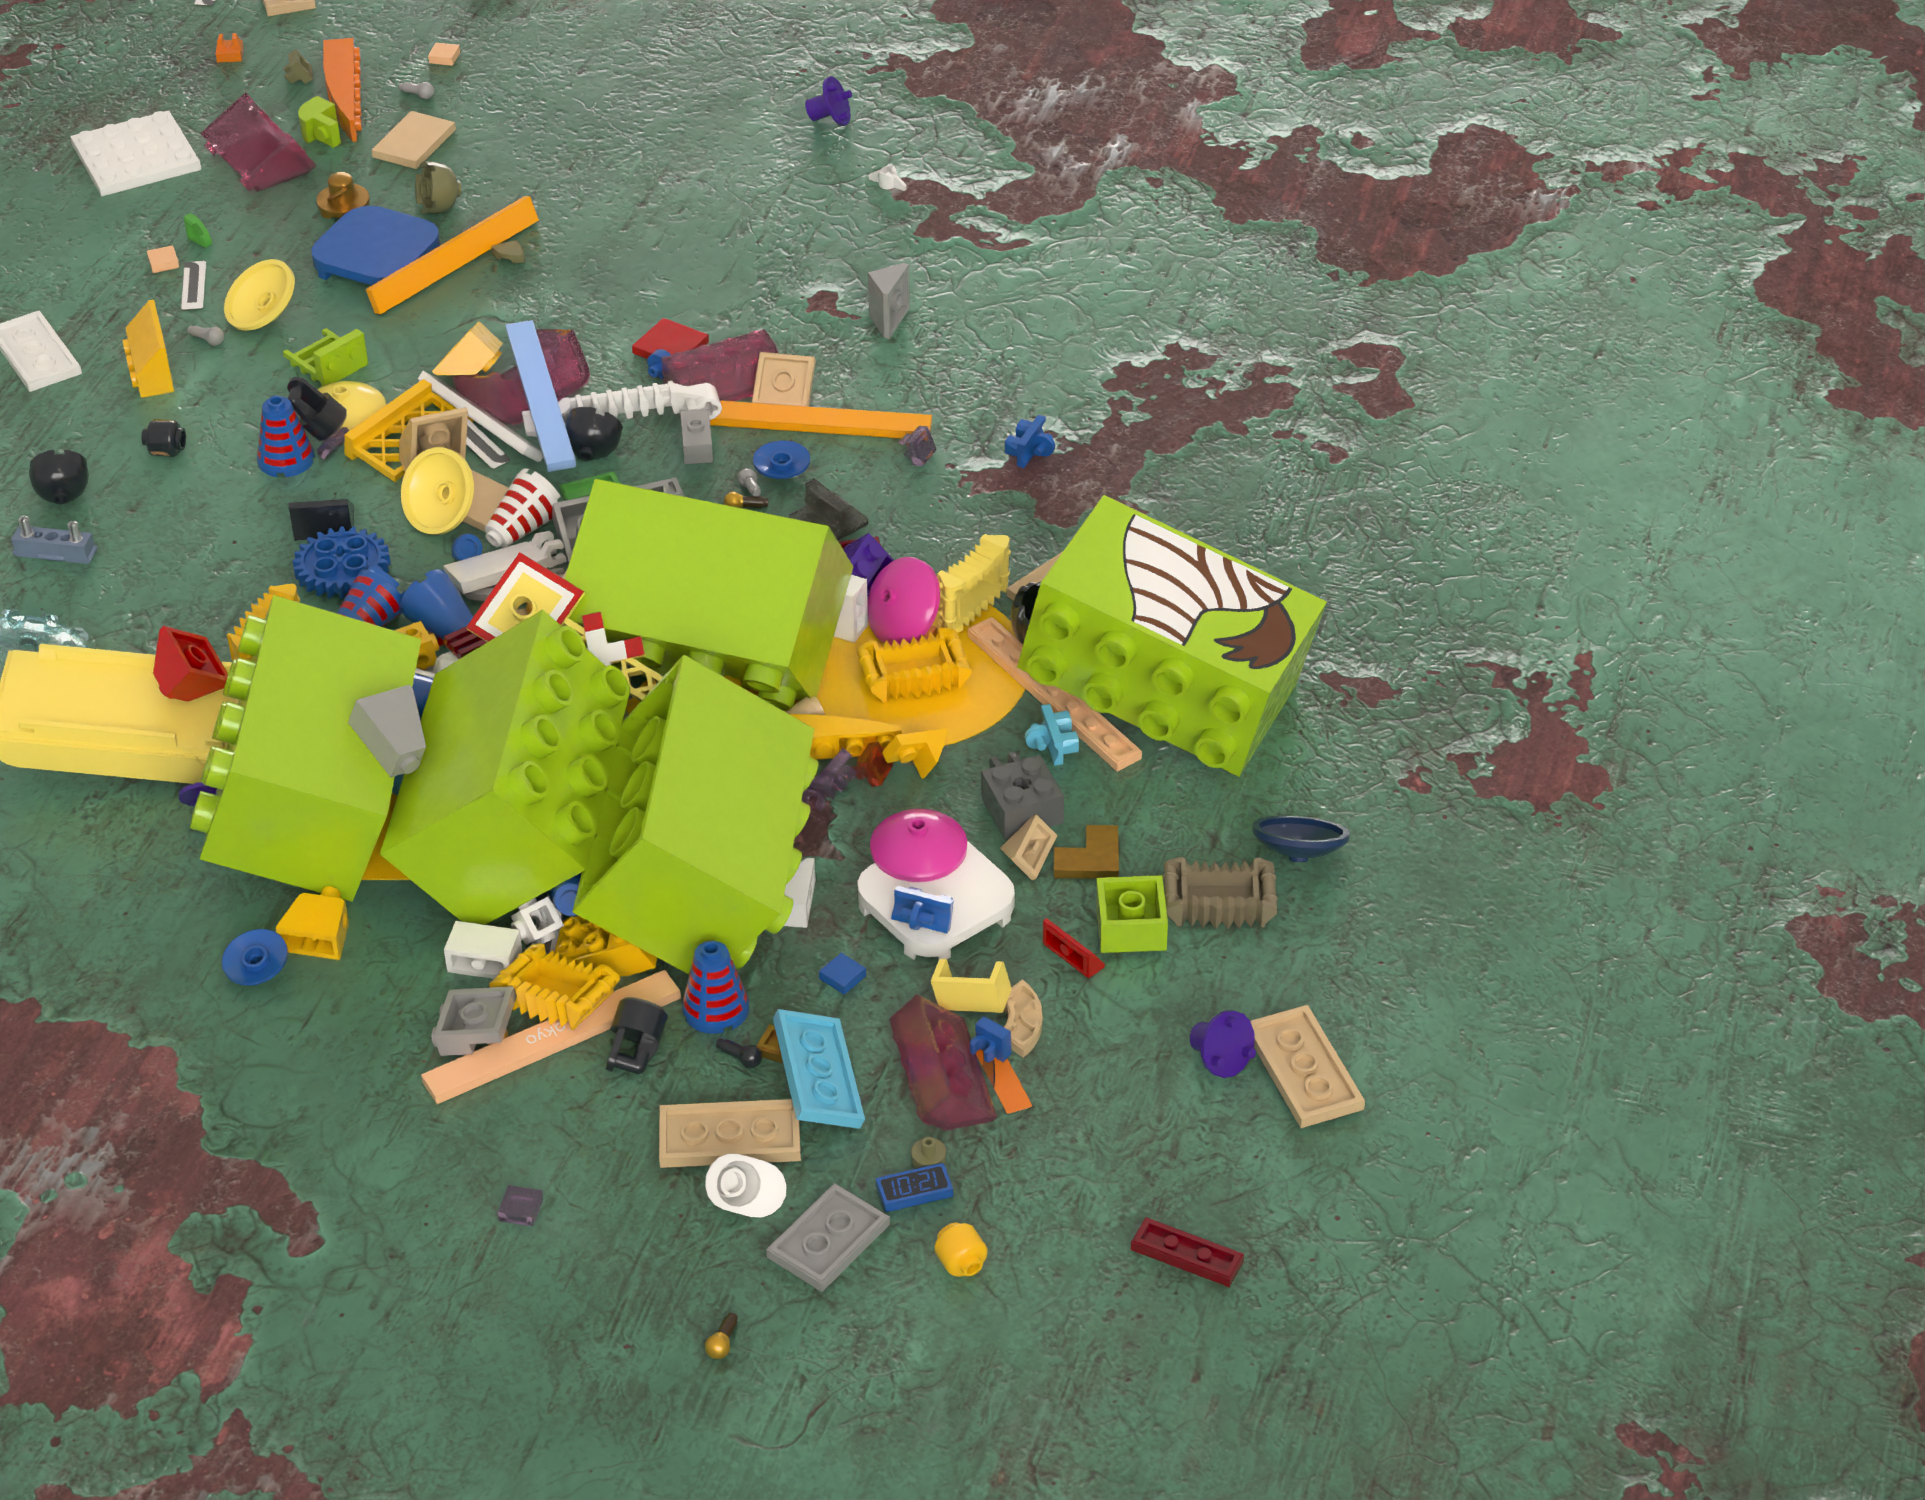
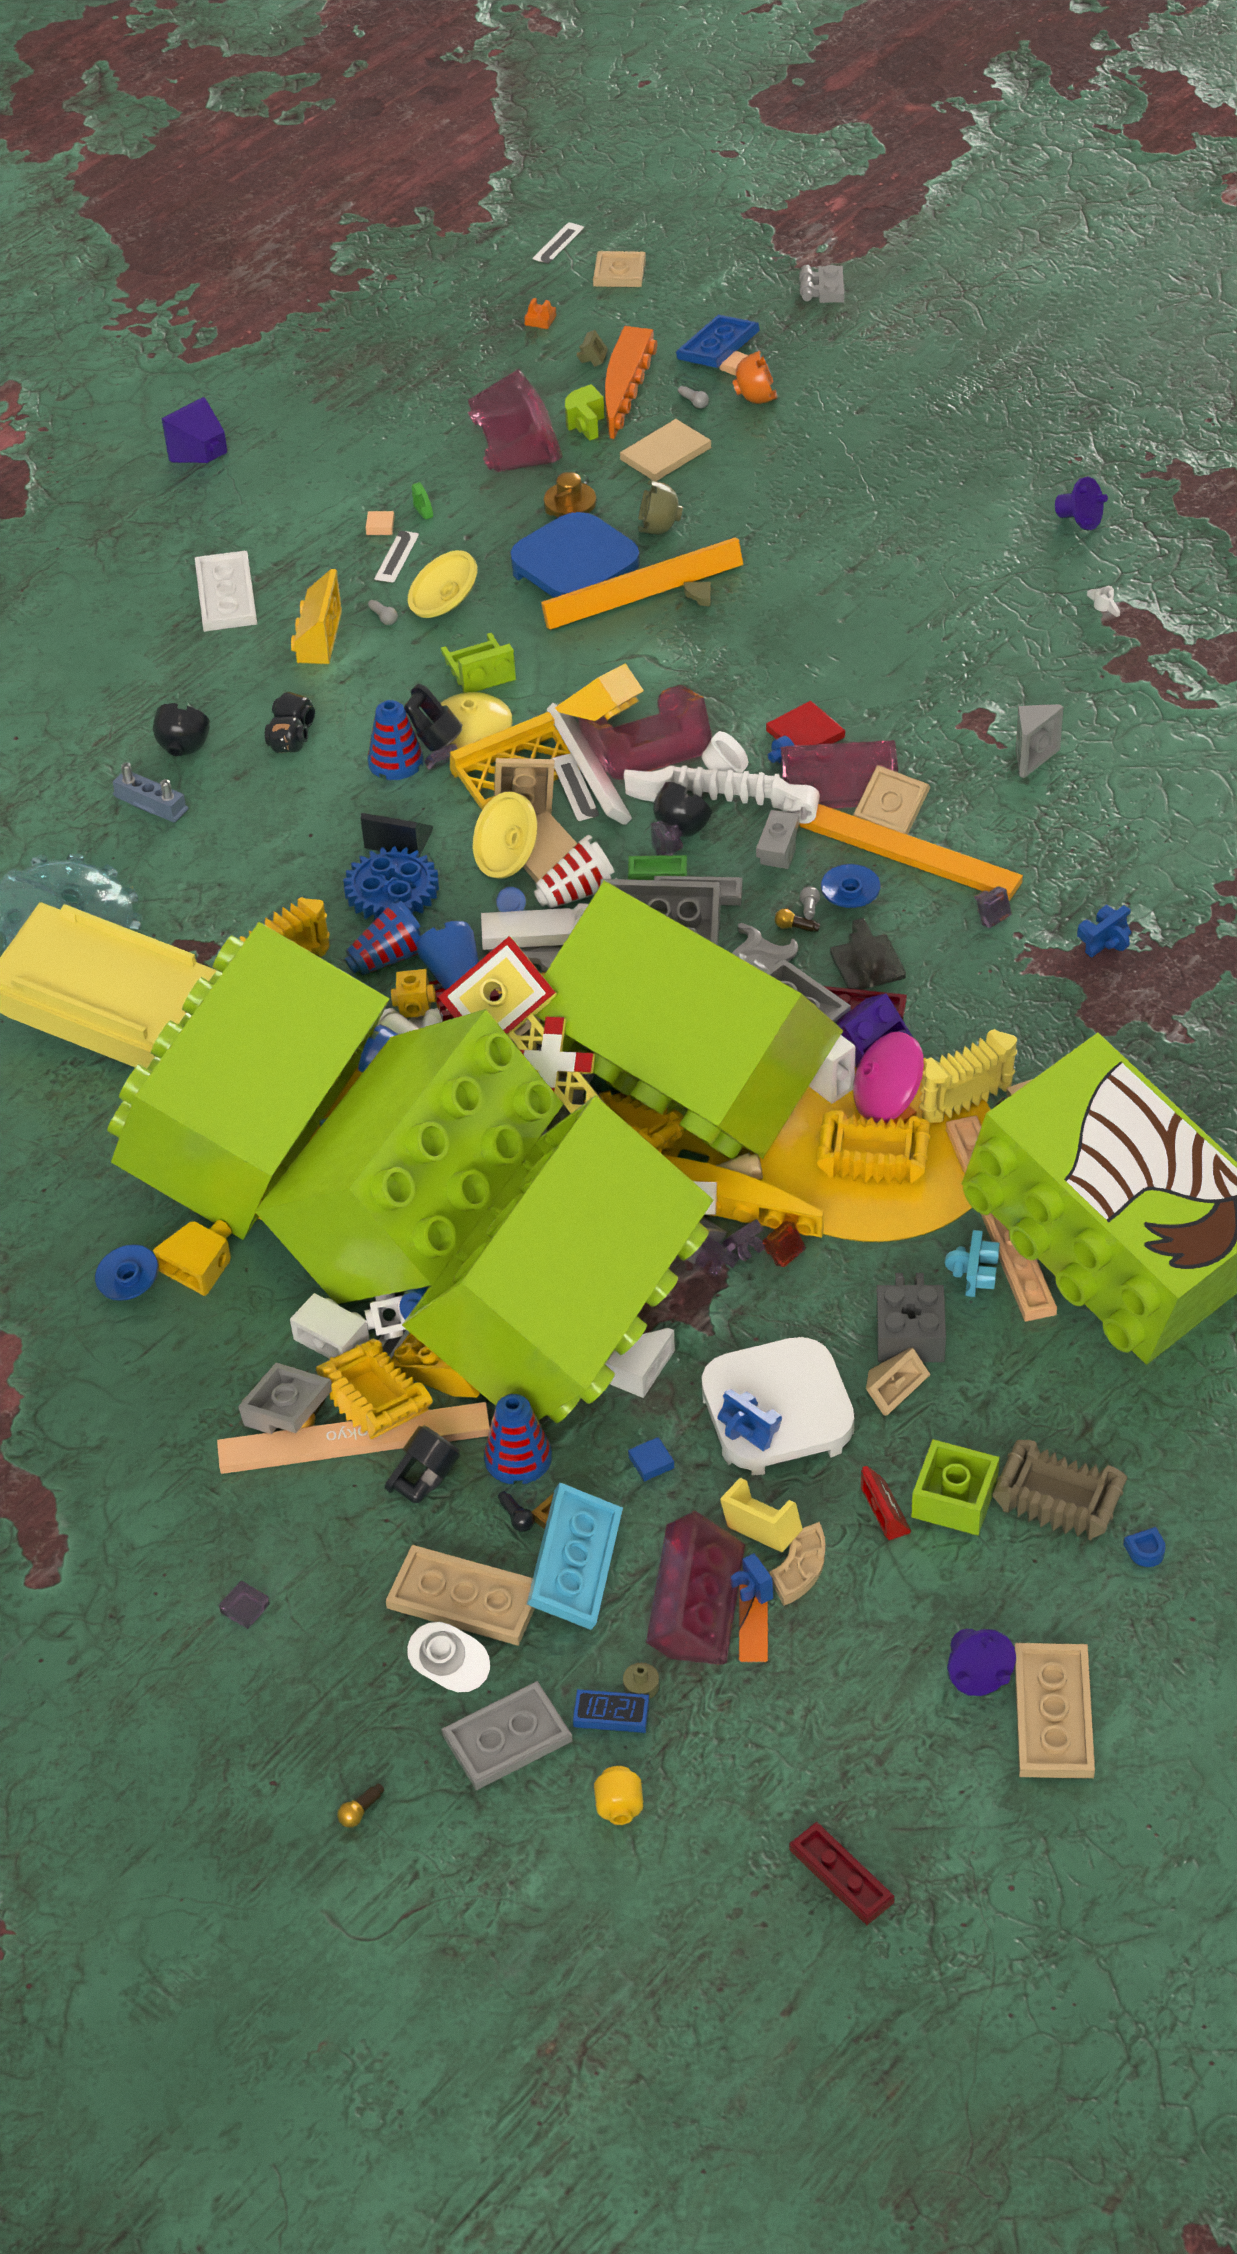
camera: 25 degrees right, 5 degrees up
(135, 153) = (406, 405): white plate -> none
(167, 458) = (286, 734): none -> black head
(187, 665) = (180, 959): red slope -> none
(391, 729) = (310, 1088): light grey slope -> none
(416, 38) = (717, 341): none -> blue tile
(472, 62) = (754, 379): none -> orange cylinder
(540, 396) = (646, 759): light blue tile -> none
(588, 461) = (665, 838): none -> tile
(606, 378) = (725, 754): none -> white piece
(918, 845) = (781, 1347): dark pink dish -> none
(920, 747) = (835, 1239): yellow slope -> none
(1095, 861) = (954, 1414): pearl gold tile -> none
(1300, 836) = (1169, 1452): dark blue dish -> none
(1314, 918) = (1145, 1547): none -> blue tile

